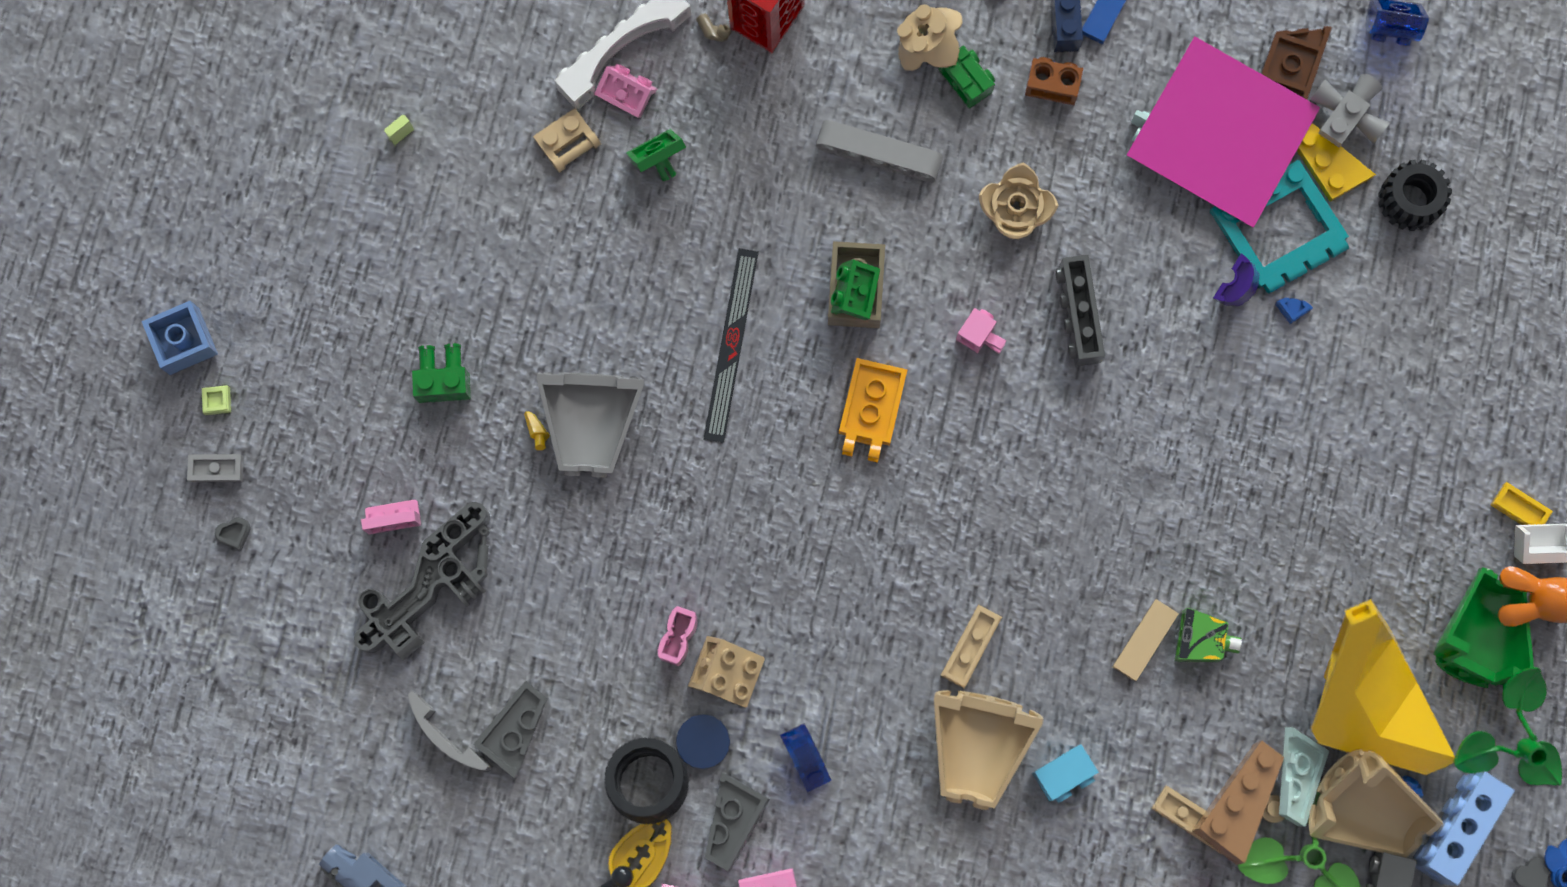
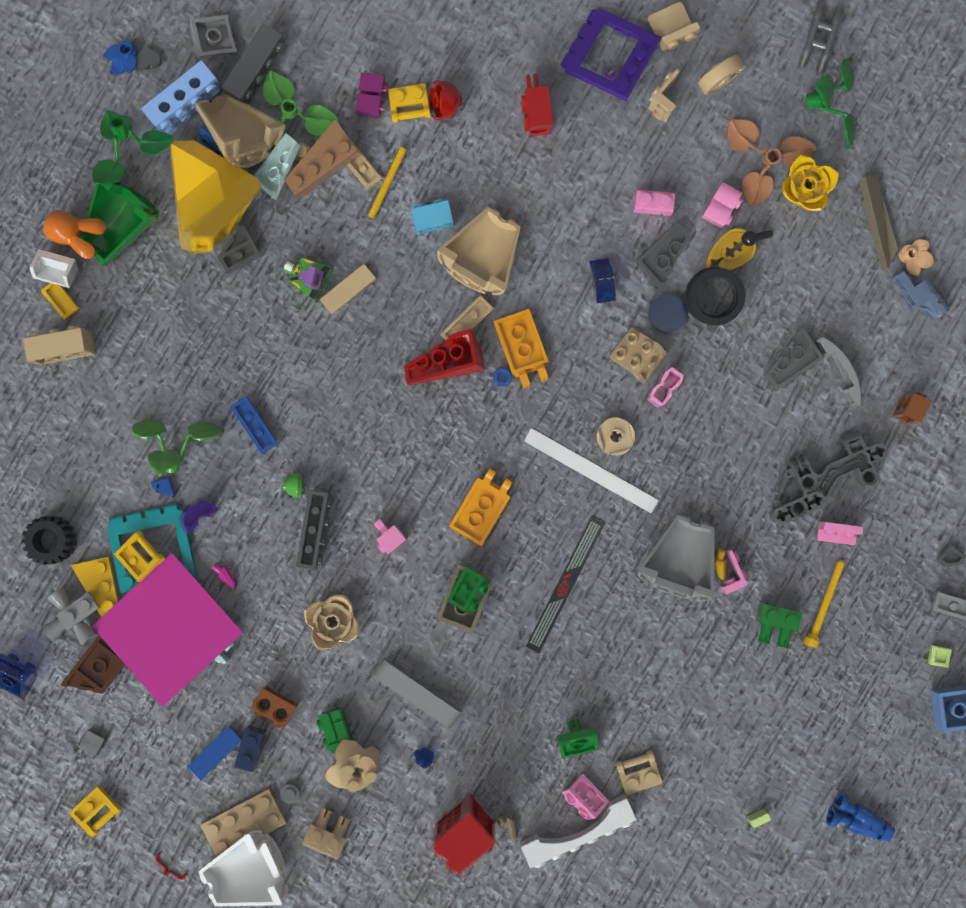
camera: 165 degrees left, 10 degrees up
(267, 164) = (861, 821): none -> blue piece
(336, 710) = (912, 408): none -> dark orange brick
(389, 370) = (812, 638): none -> yellow piece
(514, 407) = (732, 584): none -> bright pink bracket
(727, 538) = (621, 427): none -> tan plate
(743, 500) = (591, 470): none -> white sticker
(845, 76) = (424, 757): none -> clear blue tile
(886, 635) = (522, 346): none -> light orange tile
(899, 586) = (502, 377): none -> blue tile
(975, 589) = (452, 358): none -> red wedge
(1125, 360) = (294, 484): none -> bright green cone
(1142, 804) = (387, 182): none -> yellow bar
(1174, 222) = (224, 575): none -> dark pink bar
(1199, 633) = (312, 277): none -> medium lavender tile
(1205, 421) = (254, 425): none -> blue plate
(1297, 203) = (134, 560): none -> yellow plate
(1305, 329) = (169, 460): none -> bright green plant
(1309, 646) = (239, 251): none -> dark grey wing
(1499, 443) = (59, 345): none -> tan brick

